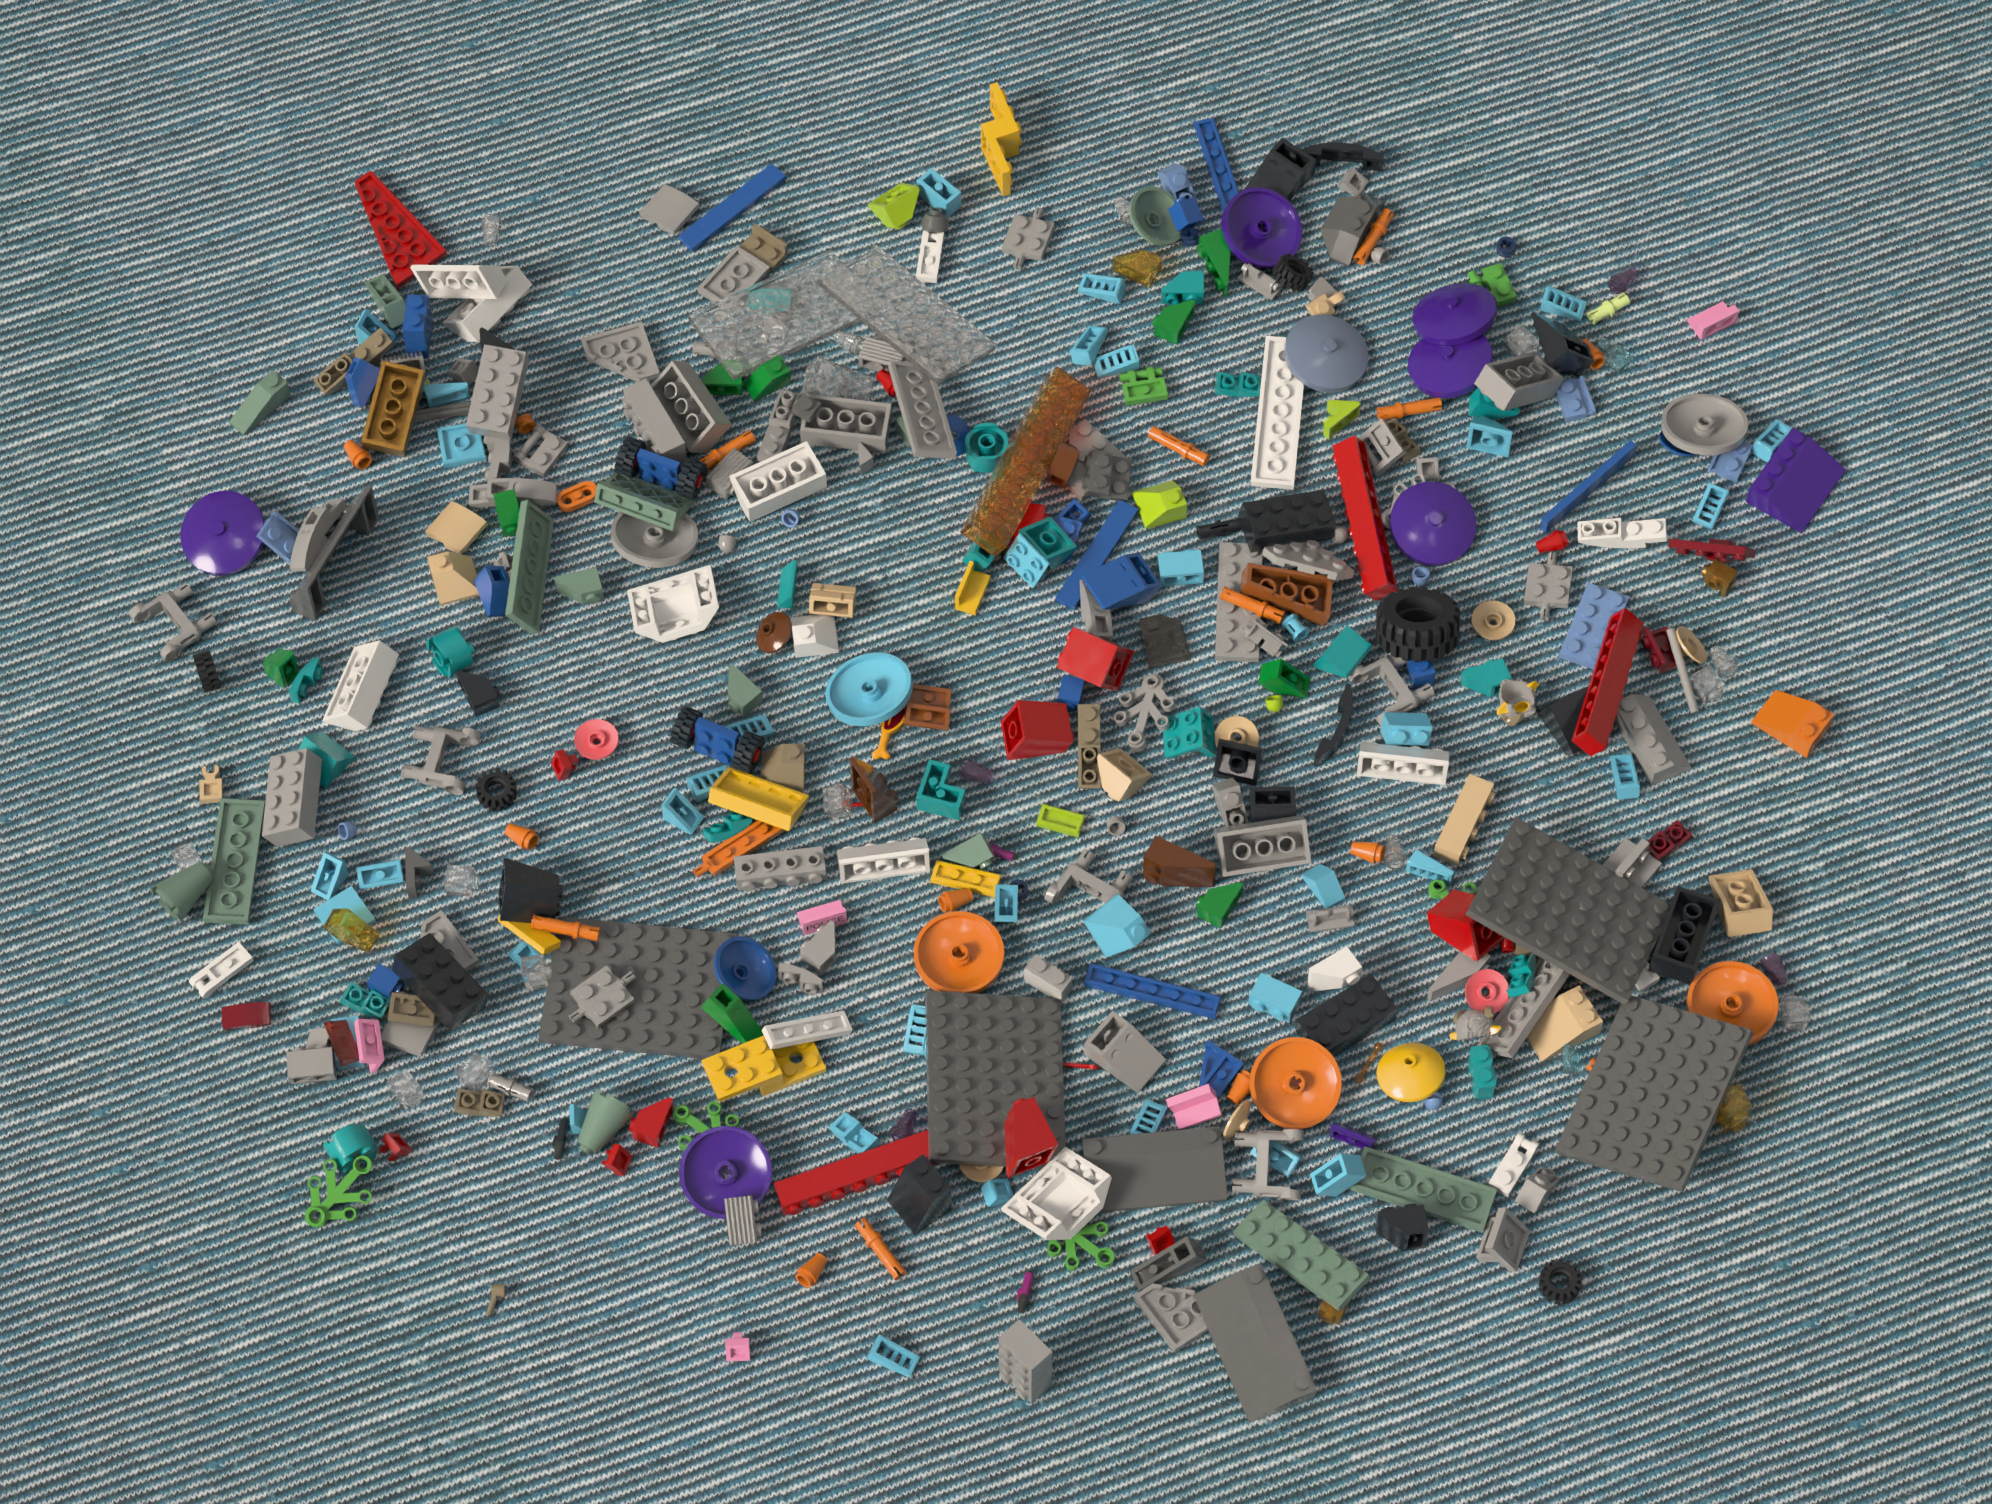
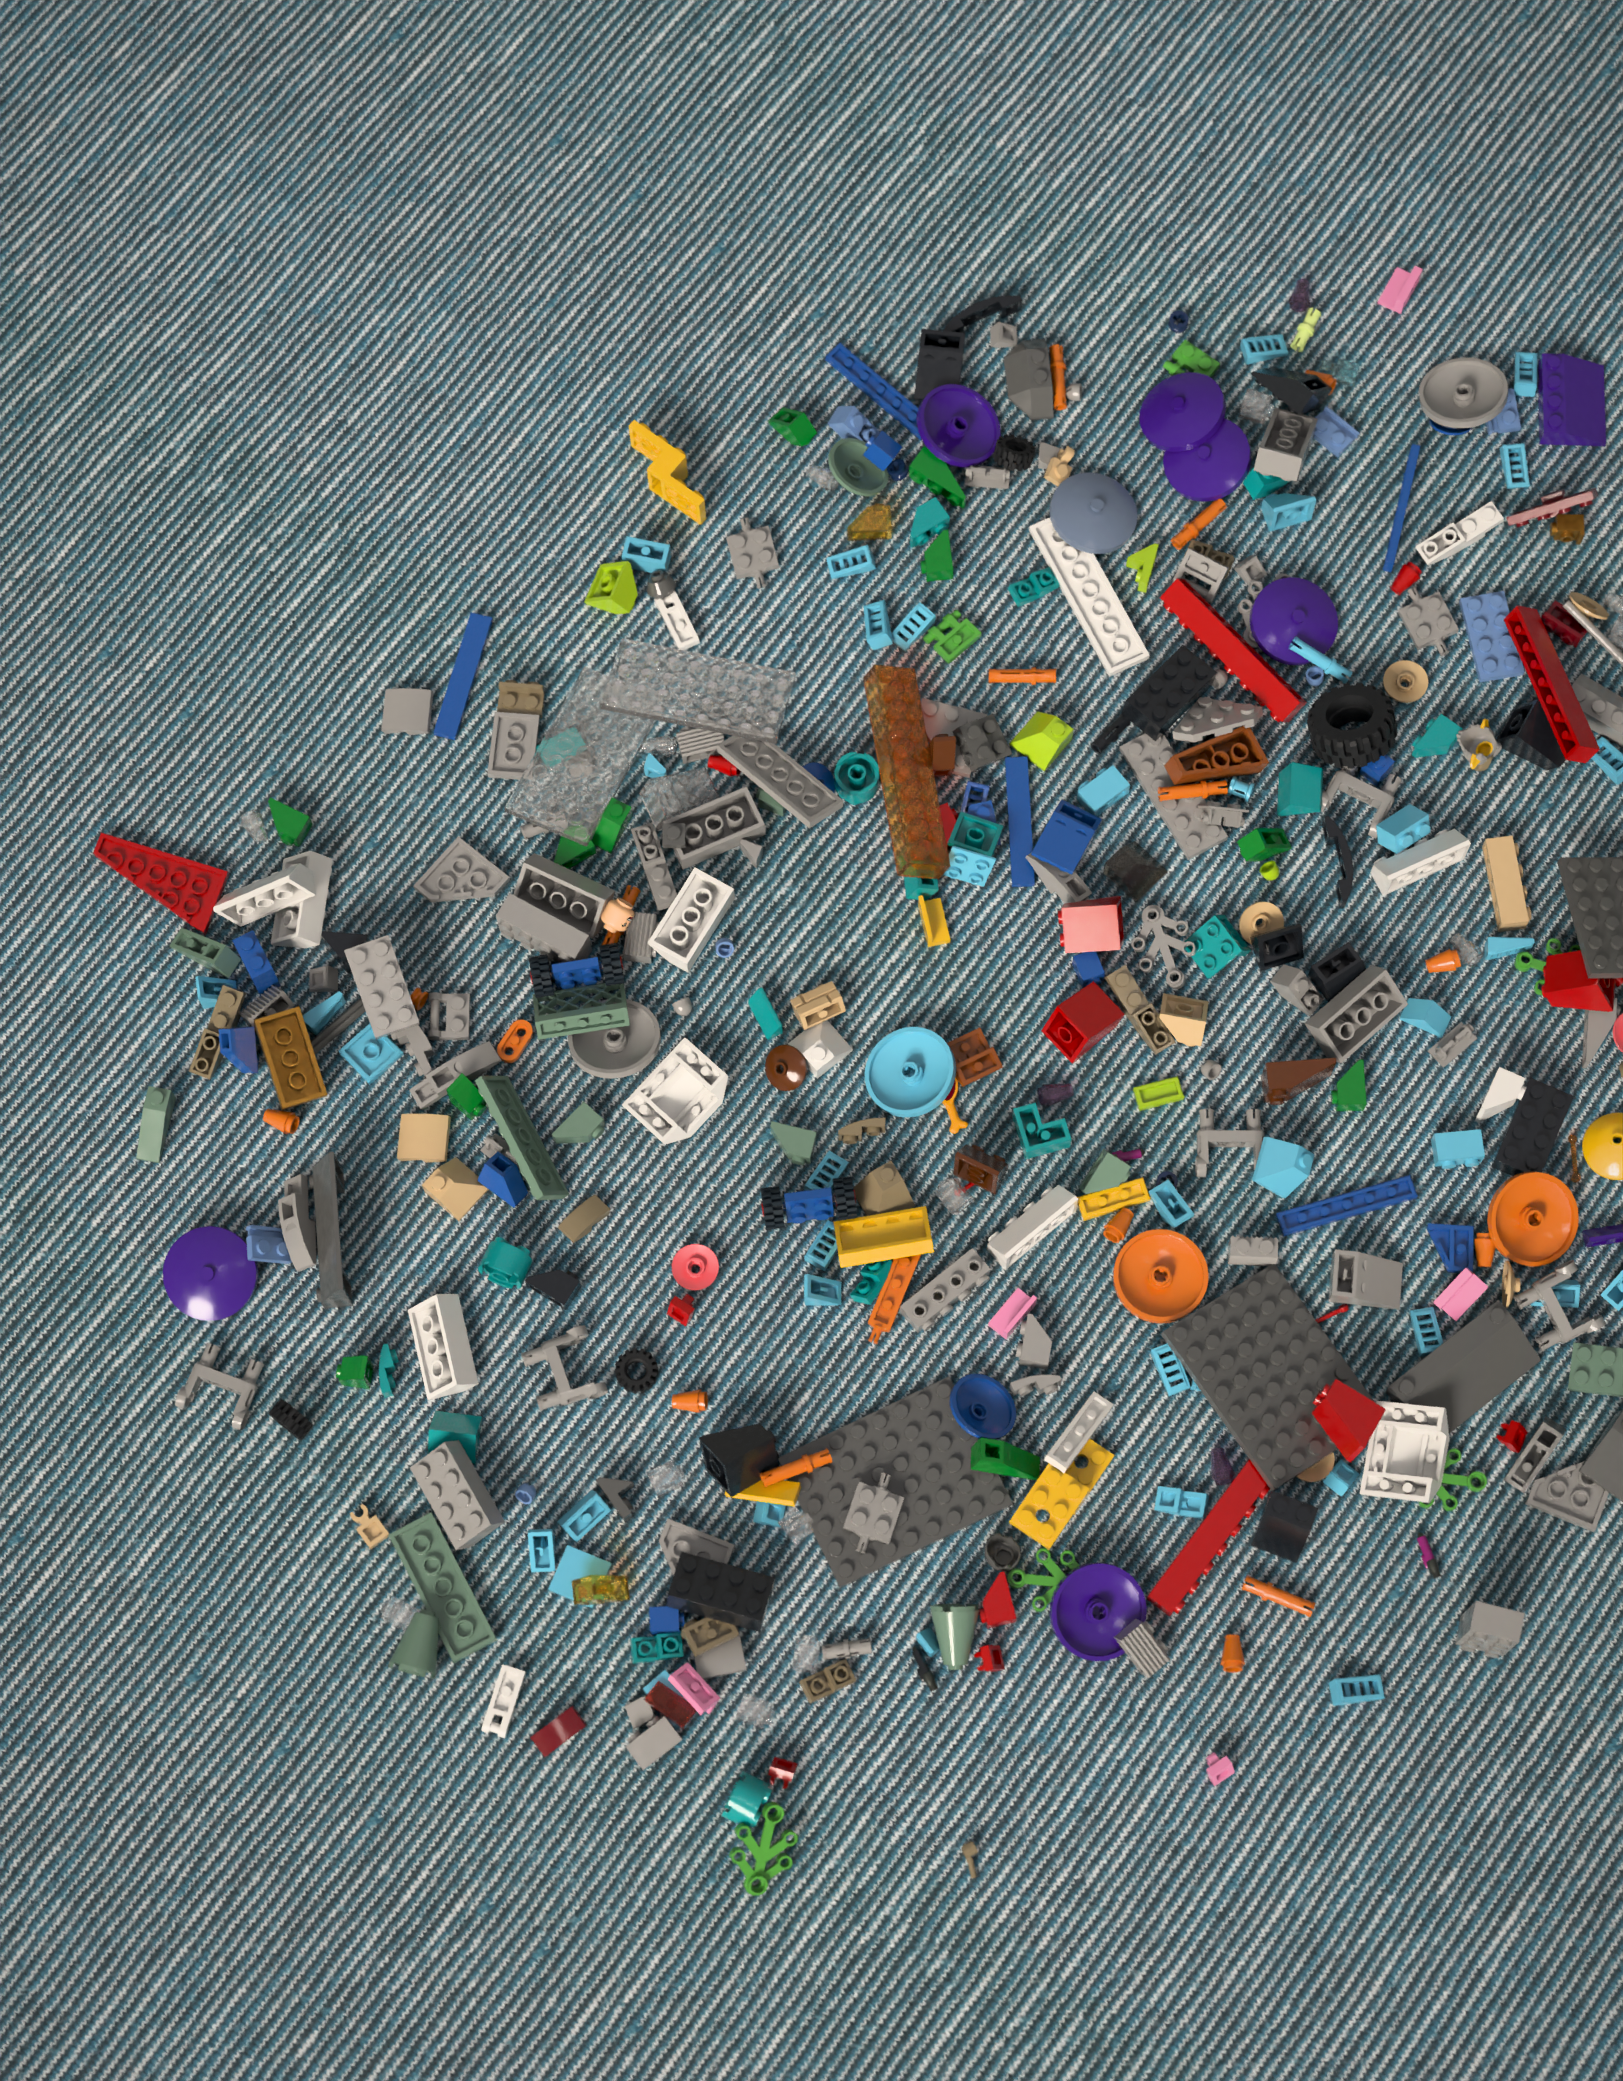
camera: 30 degrees left, 10 degrees up
(519, 242) = (289, 823): none -> green slope
(533, 654) = (582, 1219): none -> dark tan slope
(682, 1085) = (1002, 1552): none -> dark grey hair
(720, 443) = (617, 915): none -> light nougat head
(795, 710) = (853, 1132): none -> dark tan slope
(830, 351) = (653, 767): none -> medium azure slope
(1128, 160) = (793, 426): none -> green slope
(1432, 564) = (1328, 664): none -> medium azure pin

